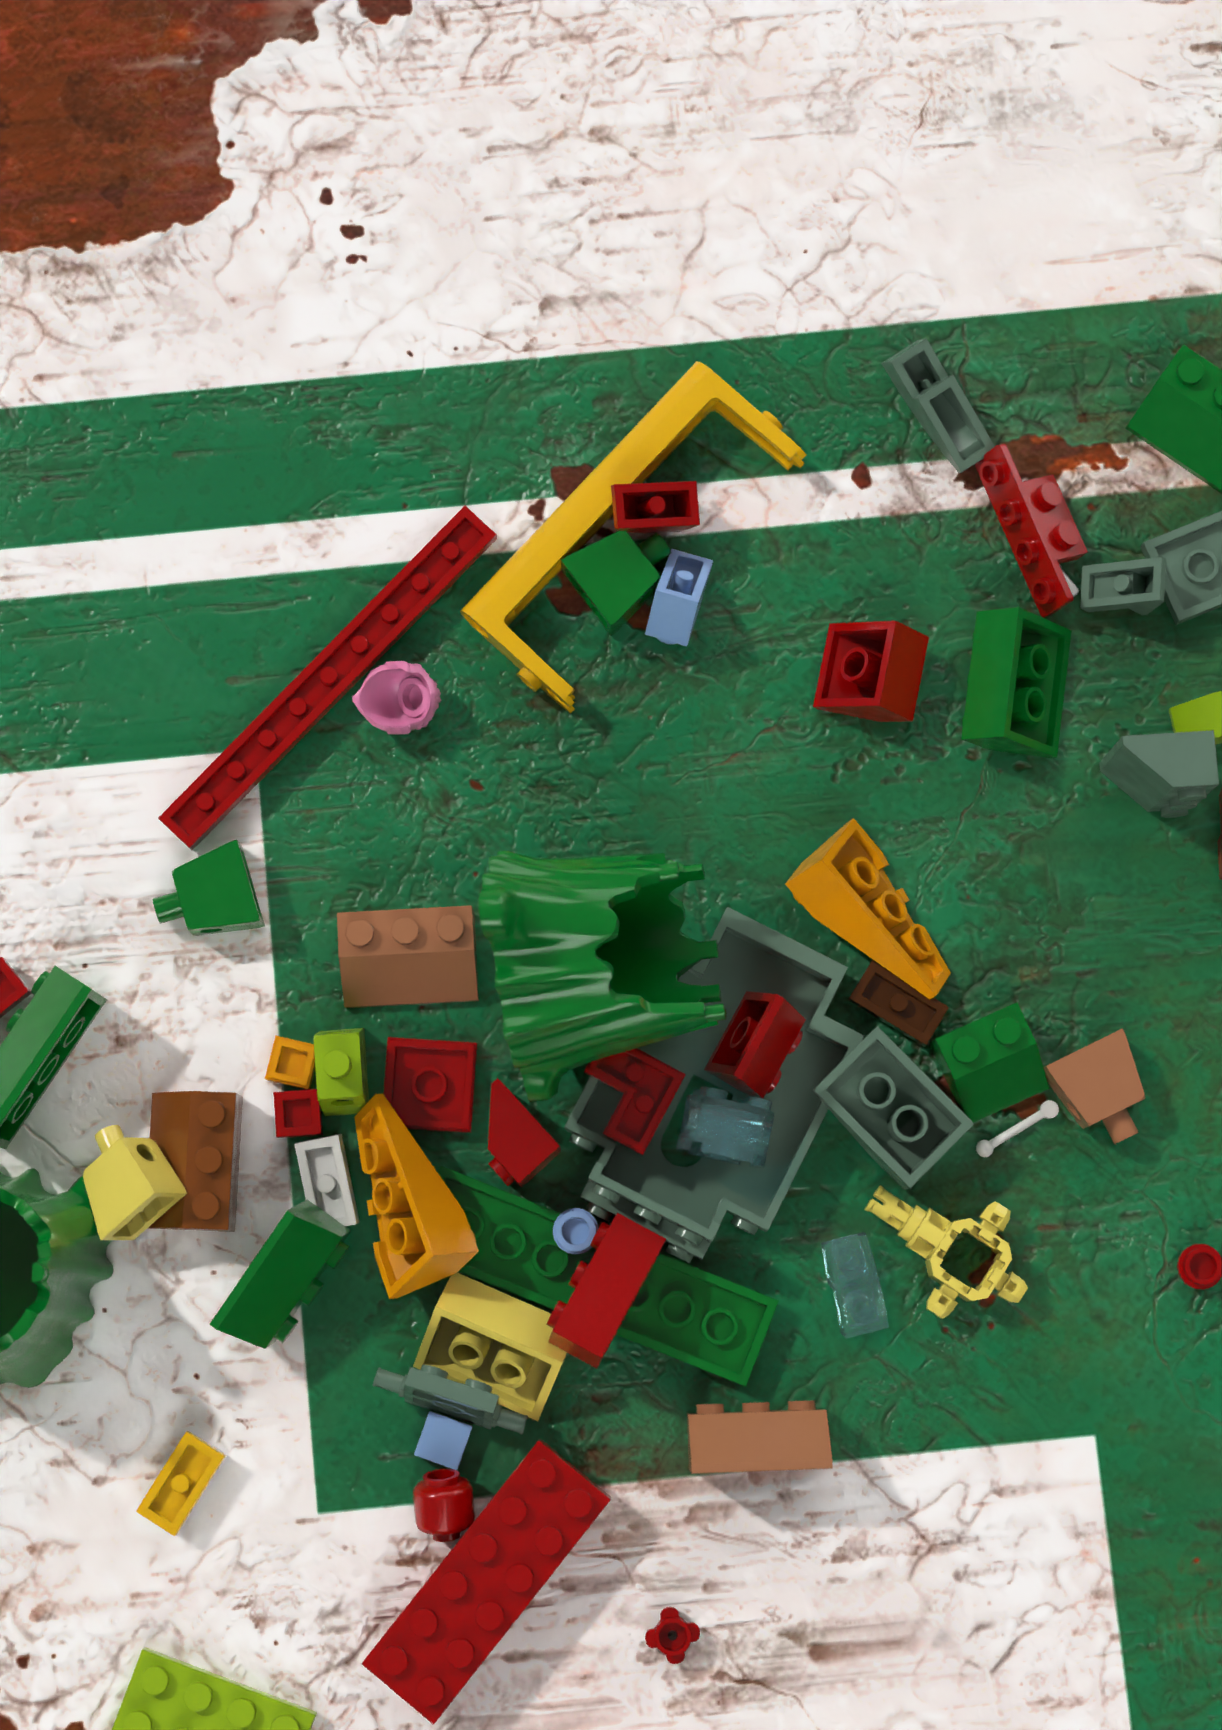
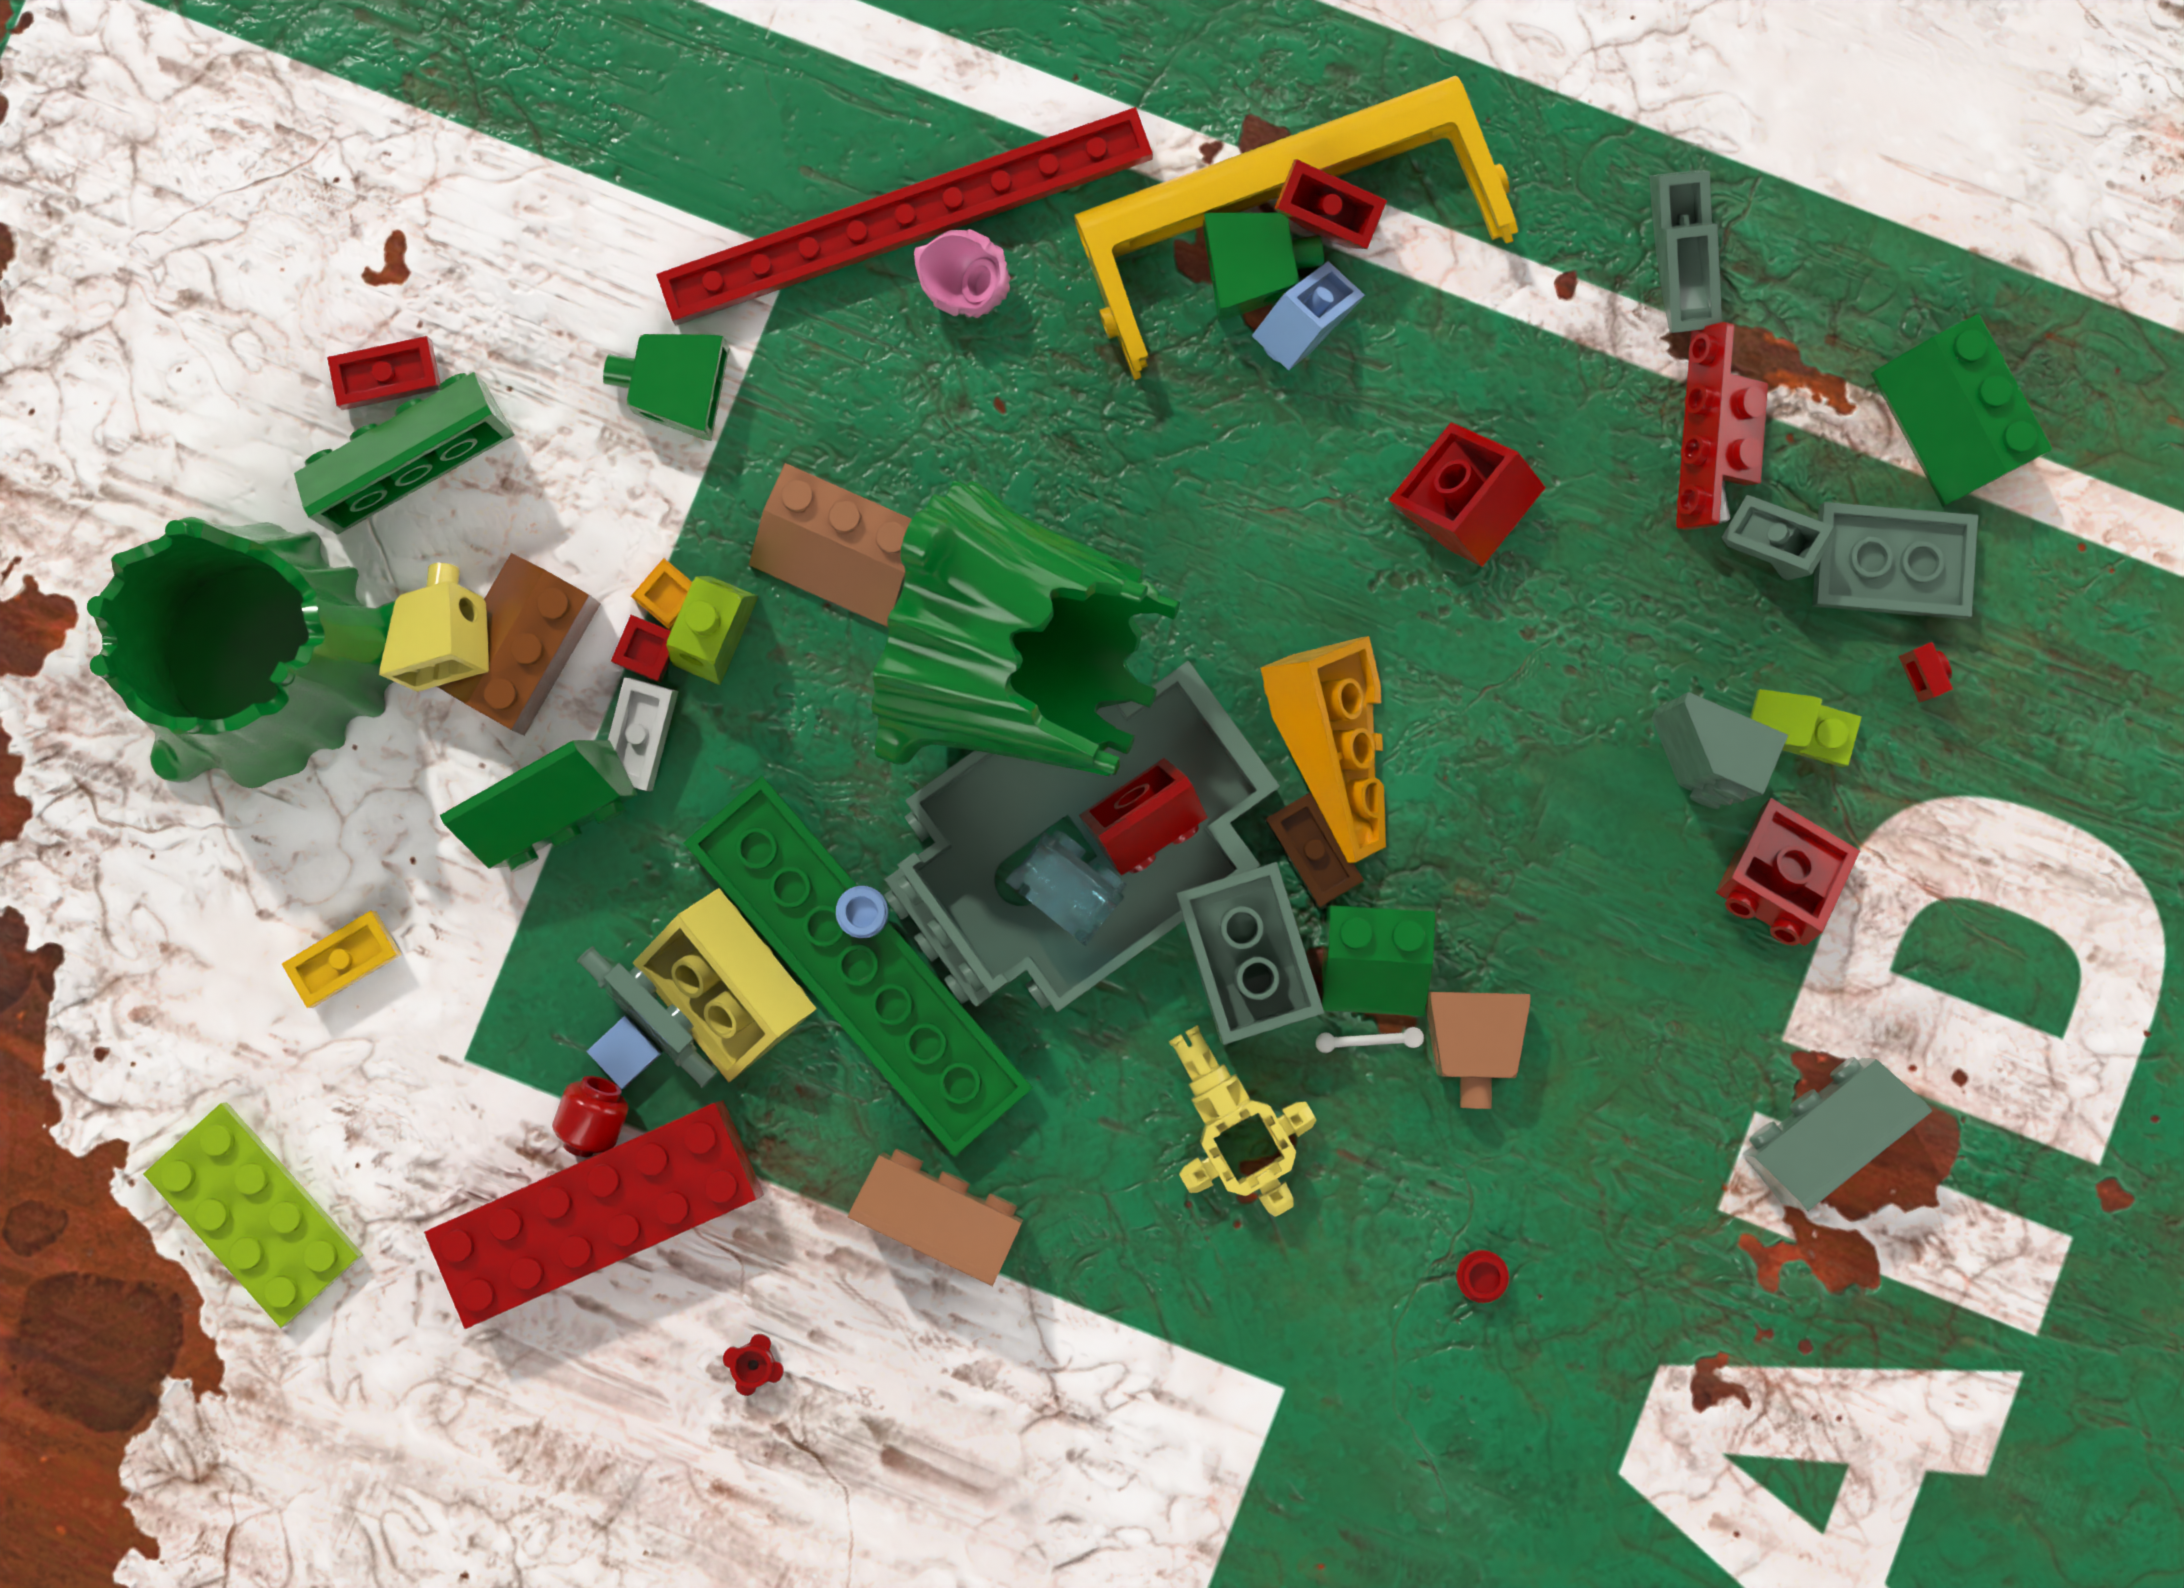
camera: 30 degrees right, 5 degrees up
(417, 1215) = (710, 815): light orange wedge -> none
(431, 1083) = (793, 687): red tile -> none
(516, 1138) = (848, 786): red slope -> none
(604, 1289) = (858, 986): red brick -> none
(647, 1094) = (1006, 810): red tile -> none
(855, 1285) = (1118, 1112): clear light blue slope -> none
(1016, 683) = (1612, 581): green slope -> none

